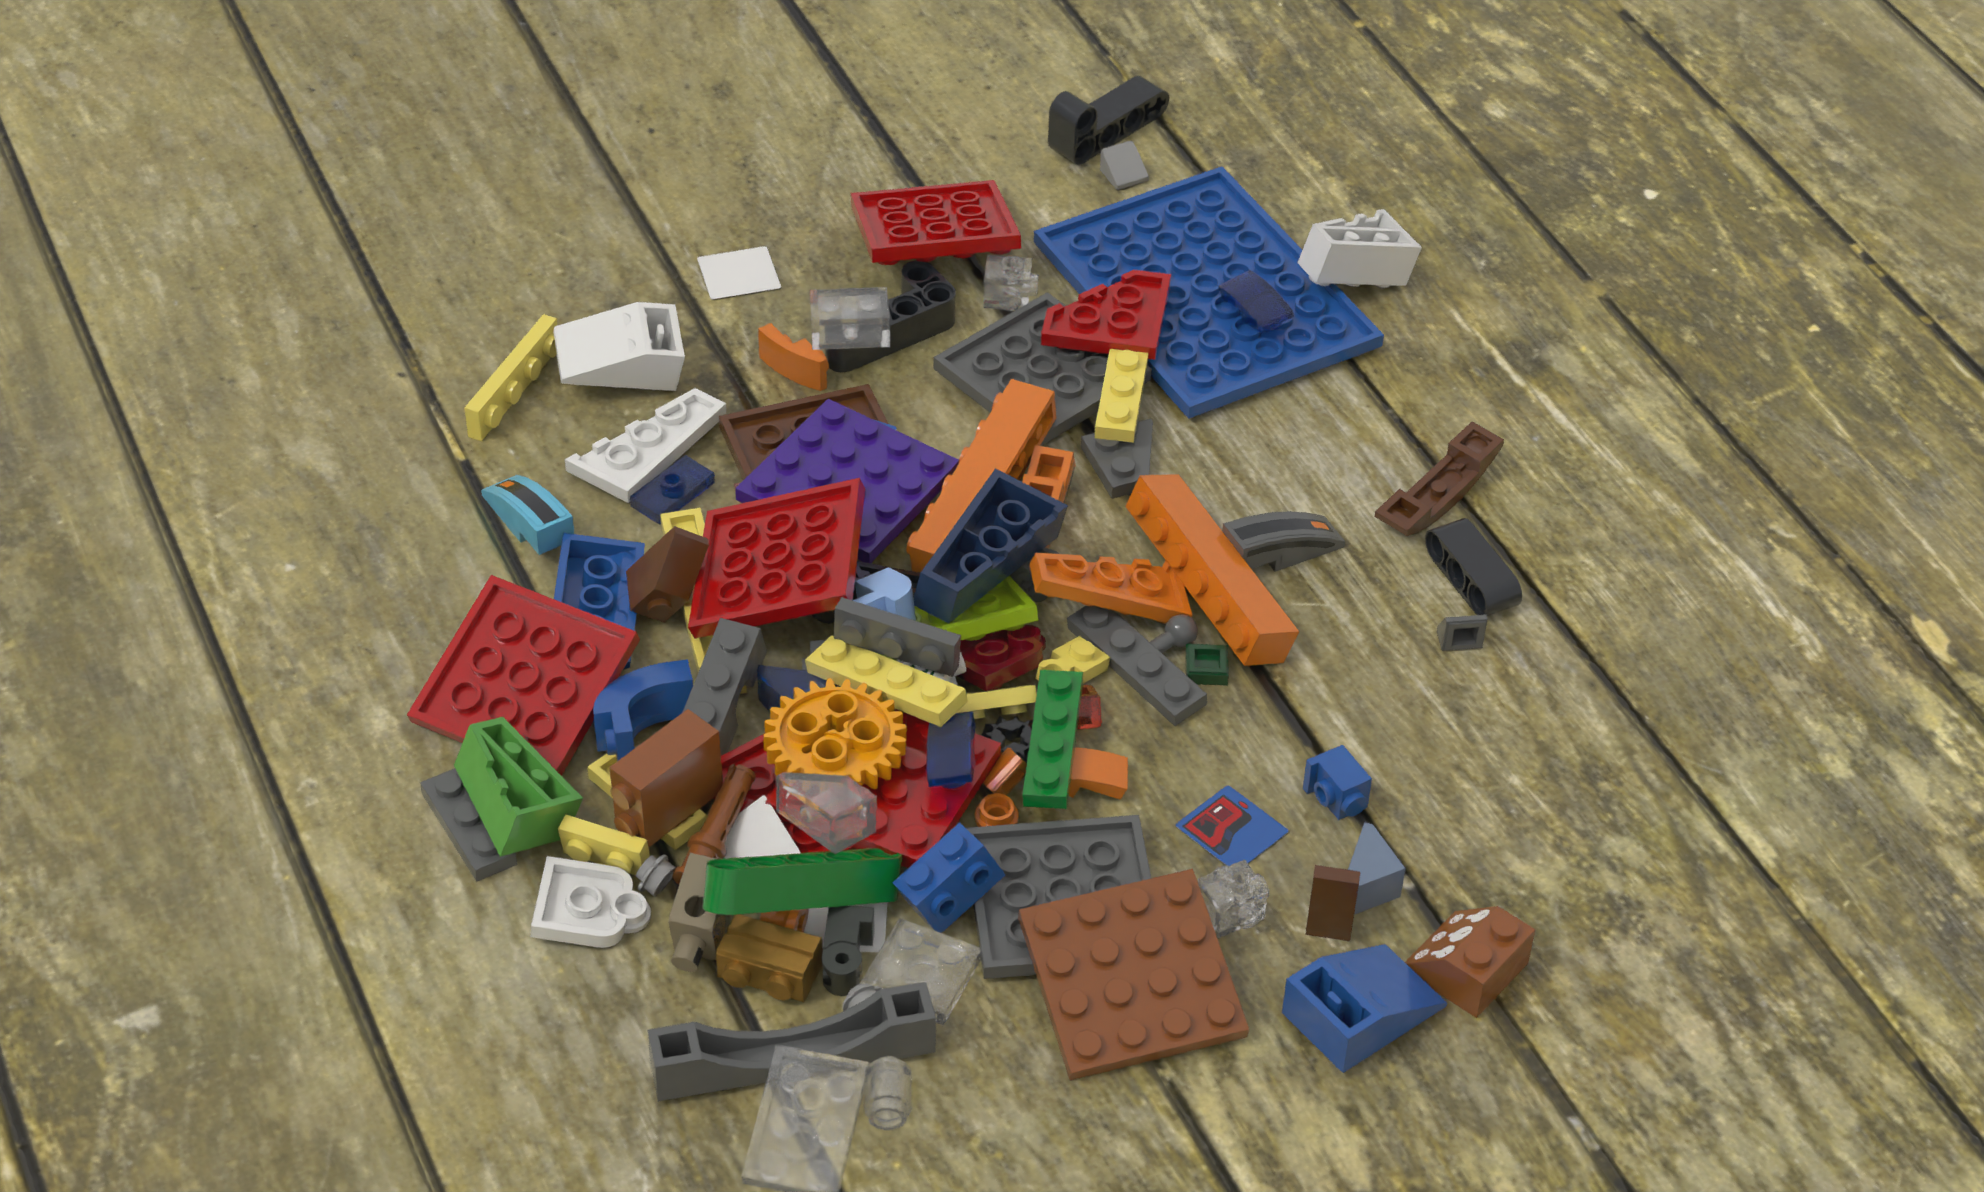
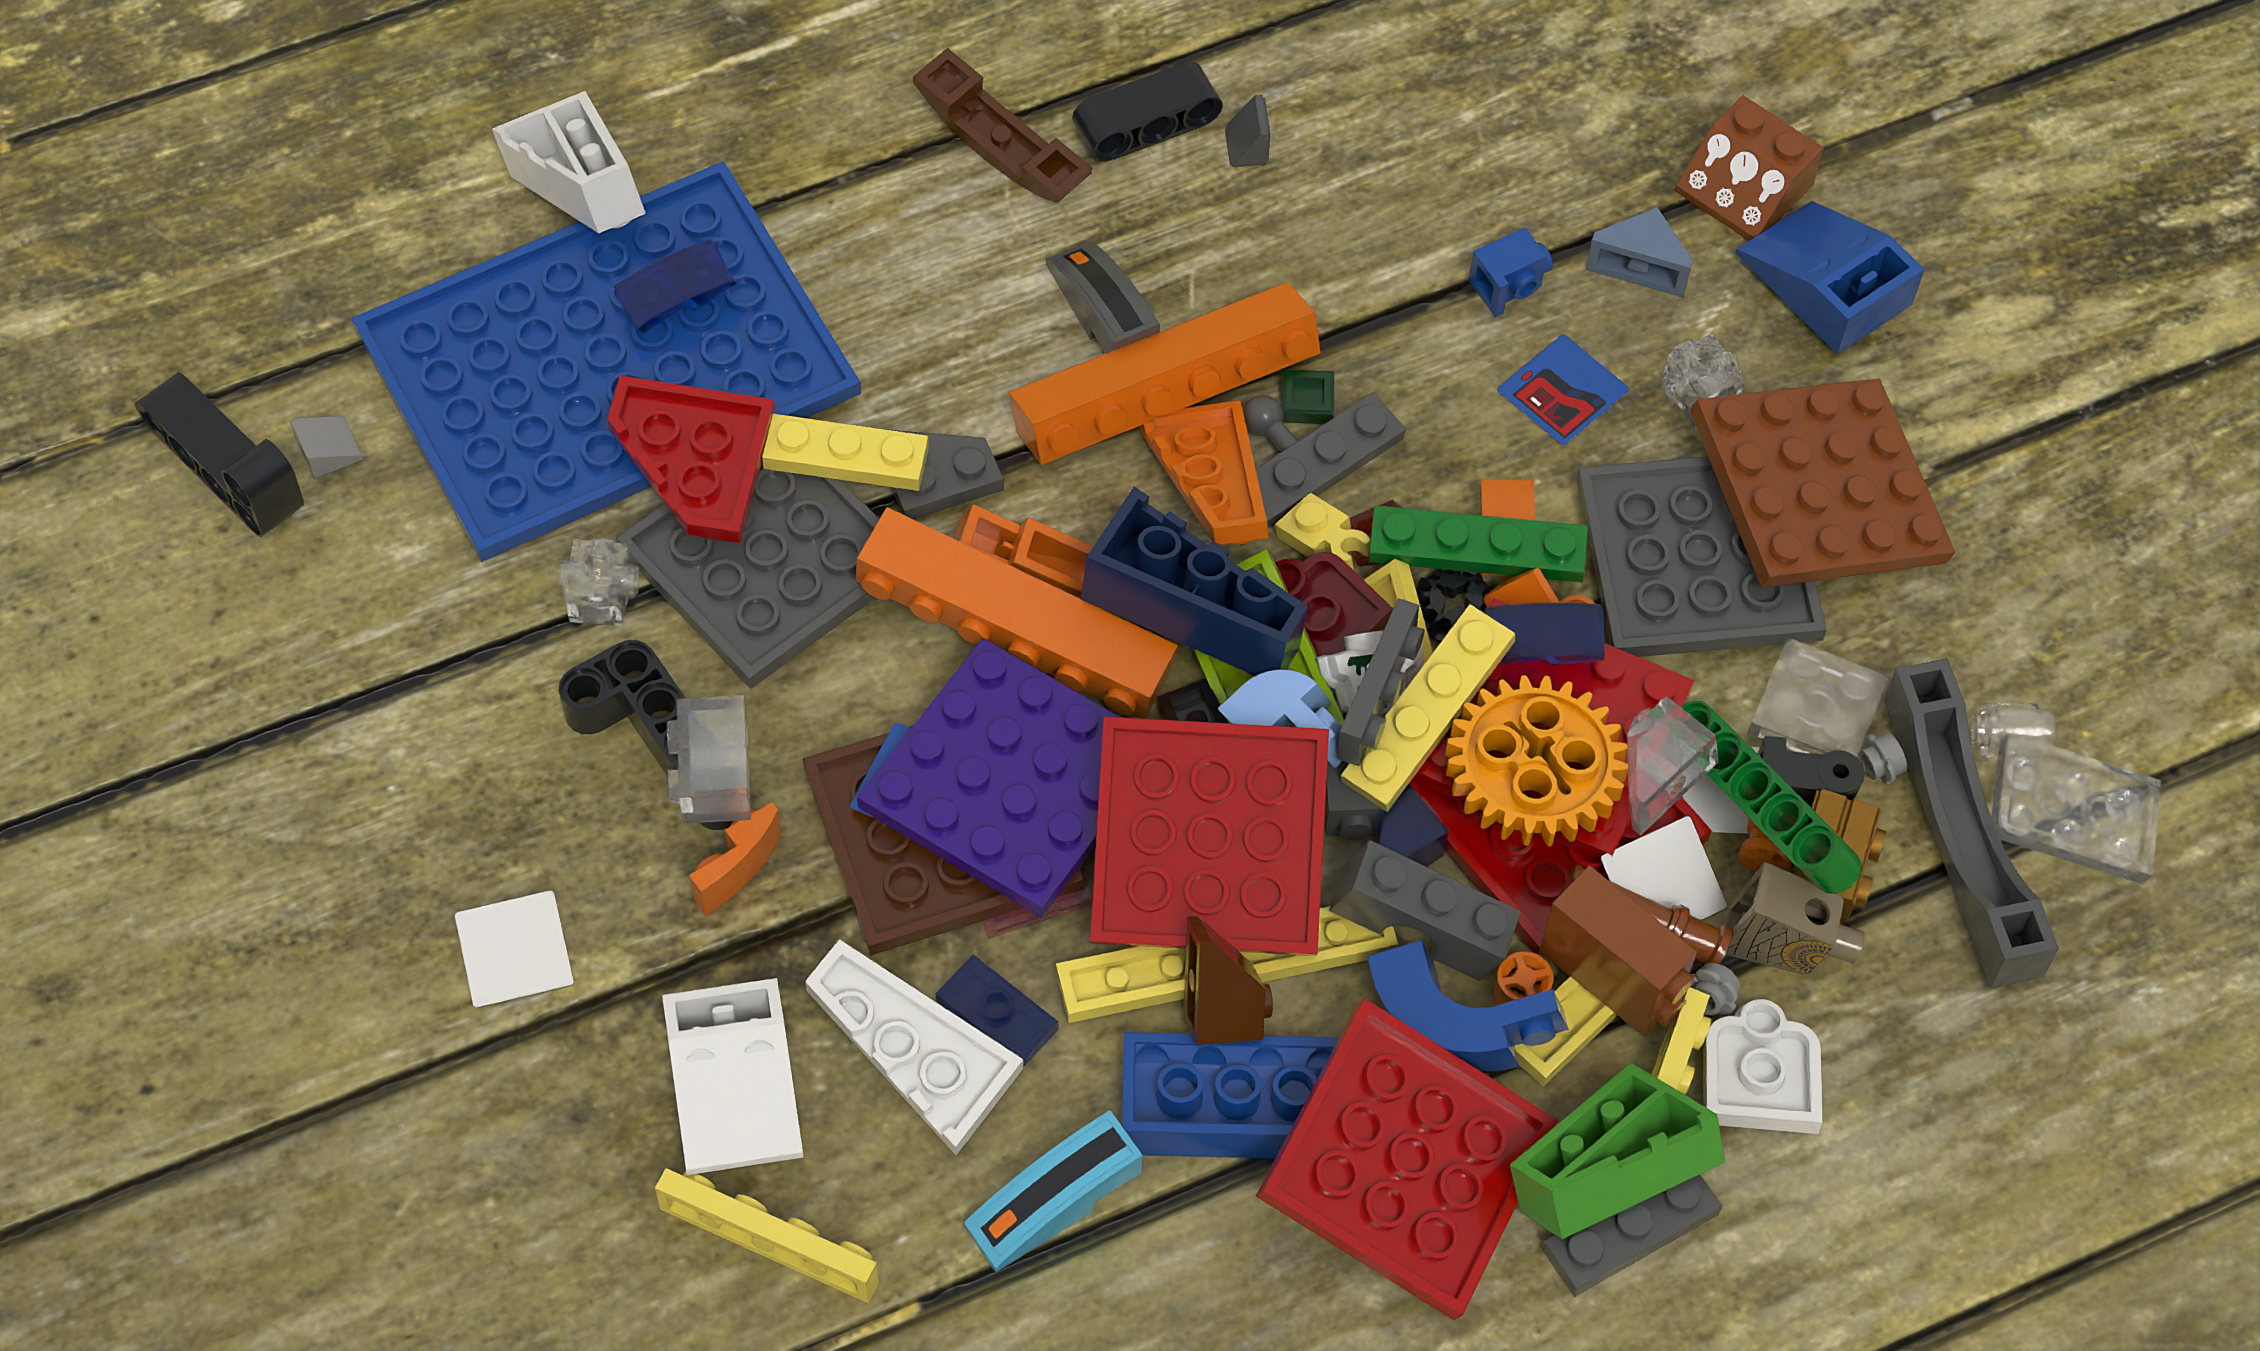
camera: 90 degrees left, 15 degrees up
(935, 222) = (463, 669): red plate -> none
(949, 878) = (1720, 652): blue brick -> none
(1332, 903) = (1714, 277): reddish brown tile -> none

